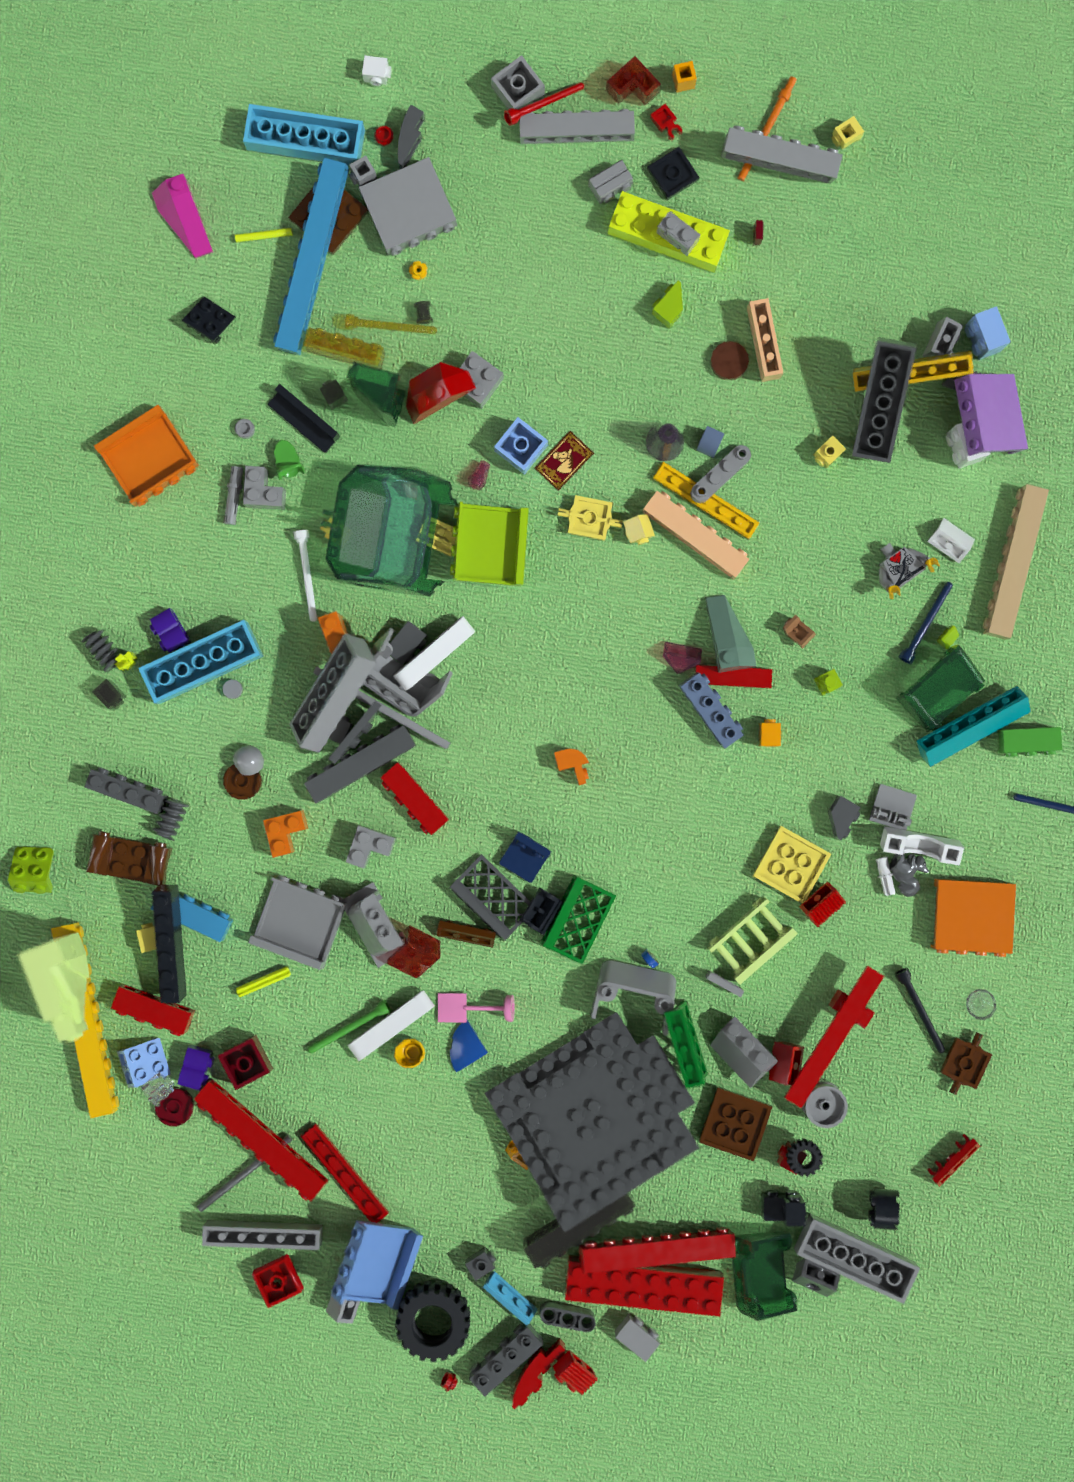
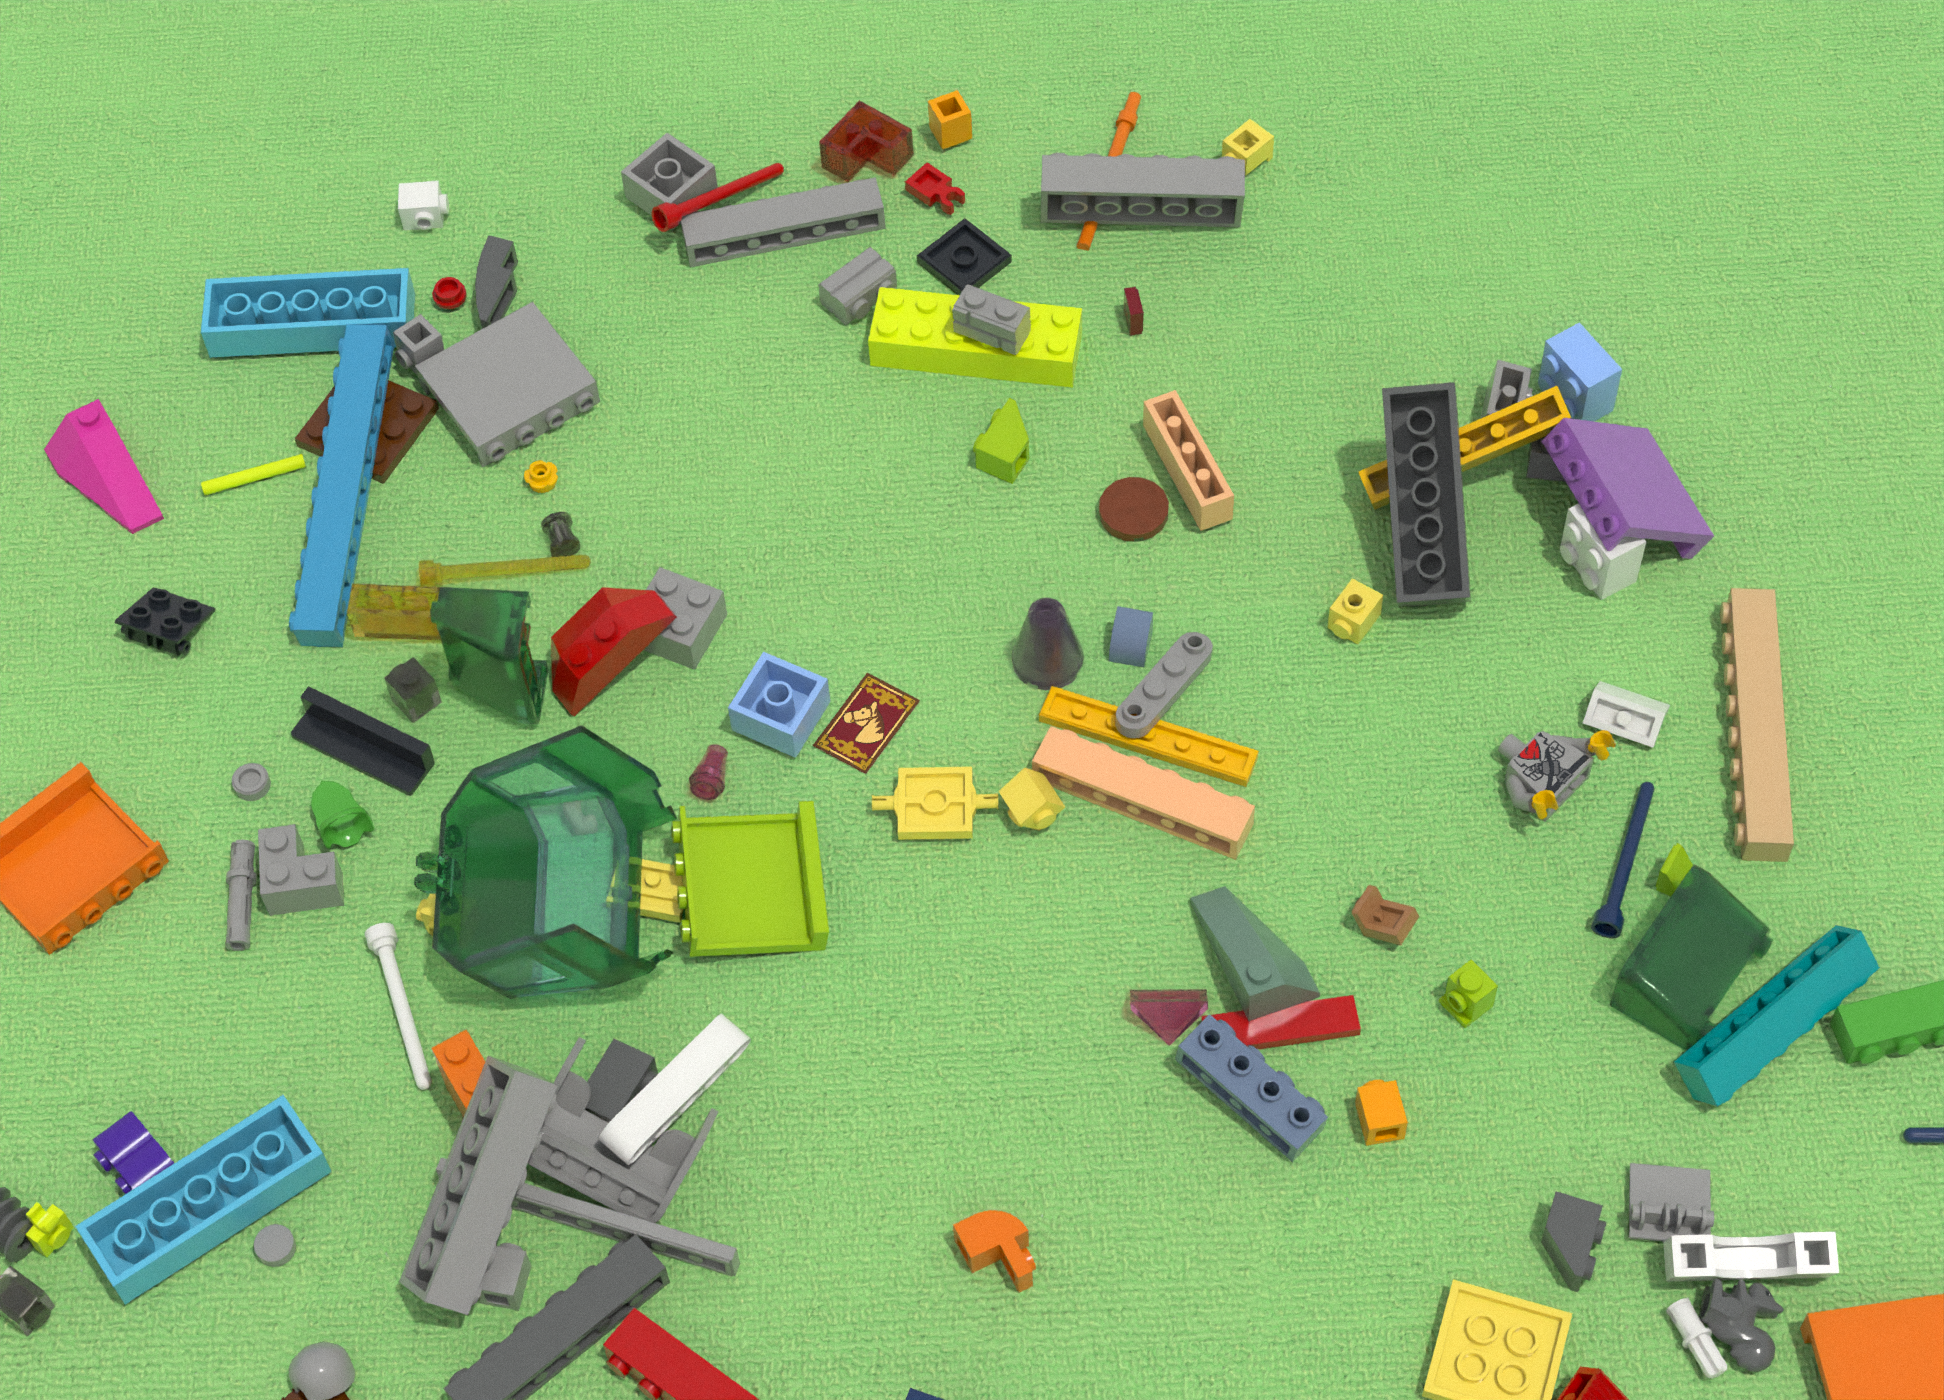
camera: 10 degrees left, 30 degrees down
(352, 739) = (543, 1261): dark grey wing -> none

